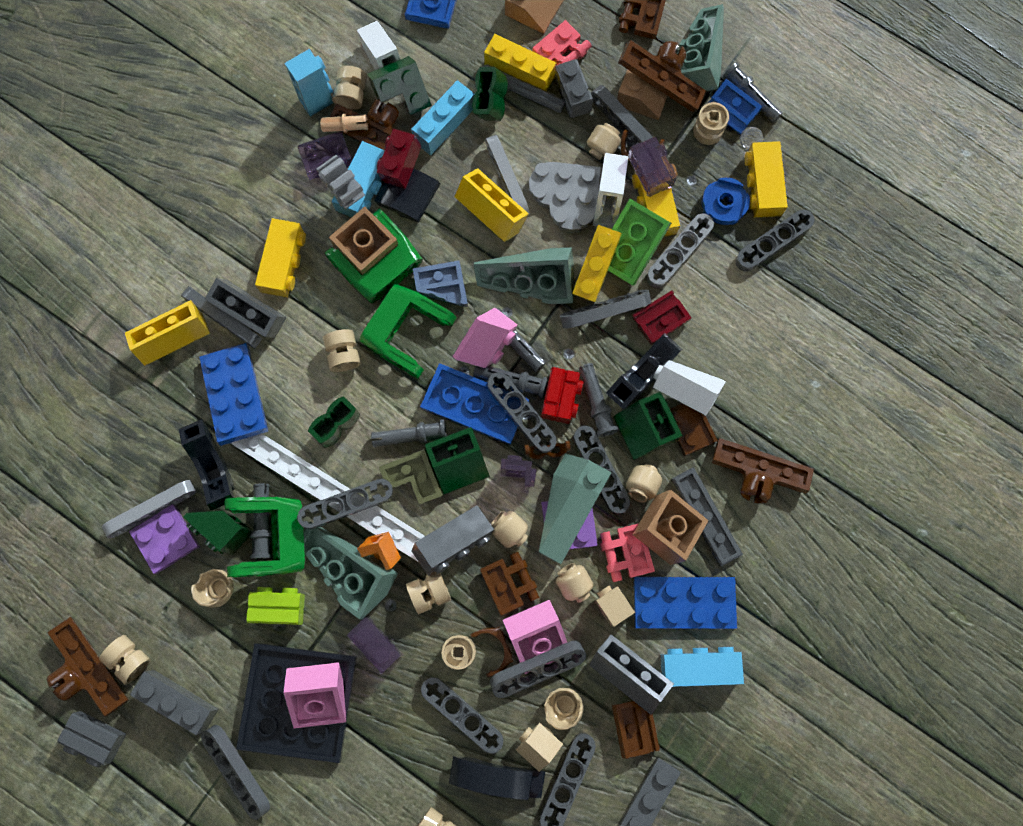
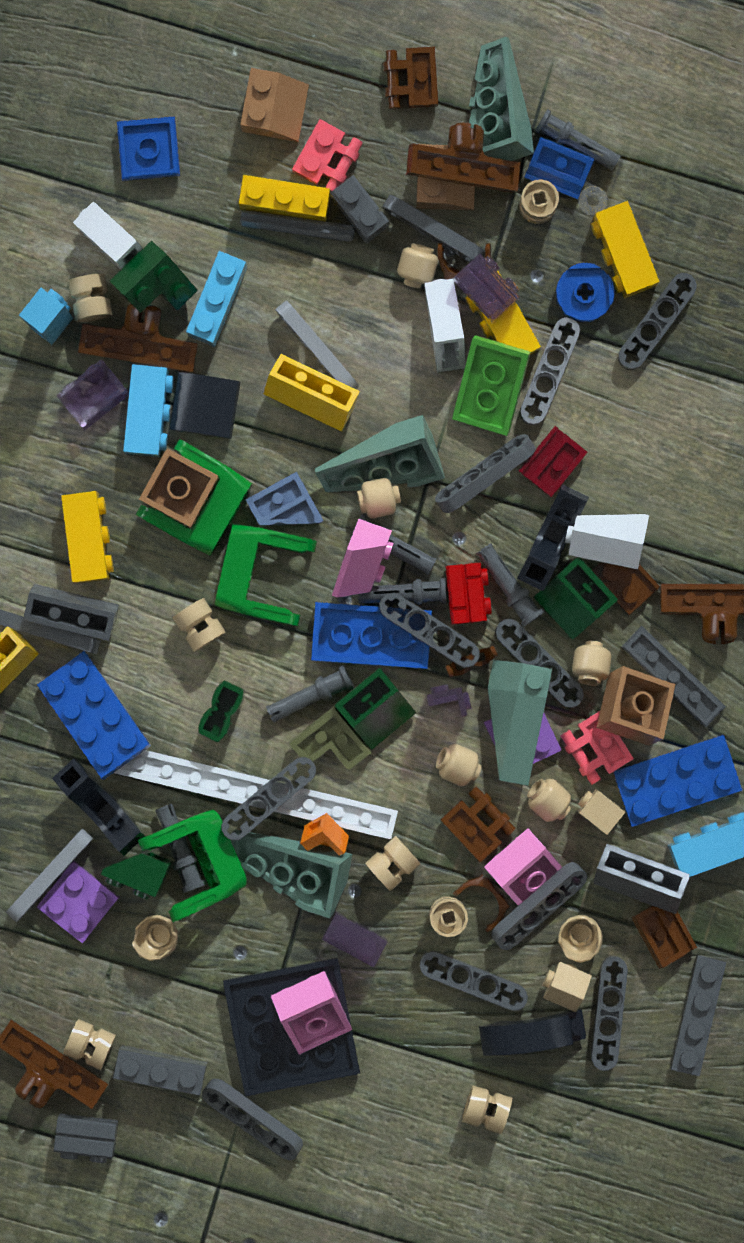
camera: 25 degrees left, 10 degrees up
(275, 608) = (231, 935): lime brick -> none
(340, 182) = (131, 432): light grey gear -> none
(344, 123) = (102, 349): light nougat axle -> none
(398, 158) = (185, 374): dark red brick -> none
(452, 541) = (402, 800): brick -> none
(491, 89) = (261, 247): dark green brick -> none
(516, 300) = (378, 498): none -> tan head
(567, 192) = (395, 341): light grey plate -> none
(597, 263) = (459, 425): yellow brick -> none

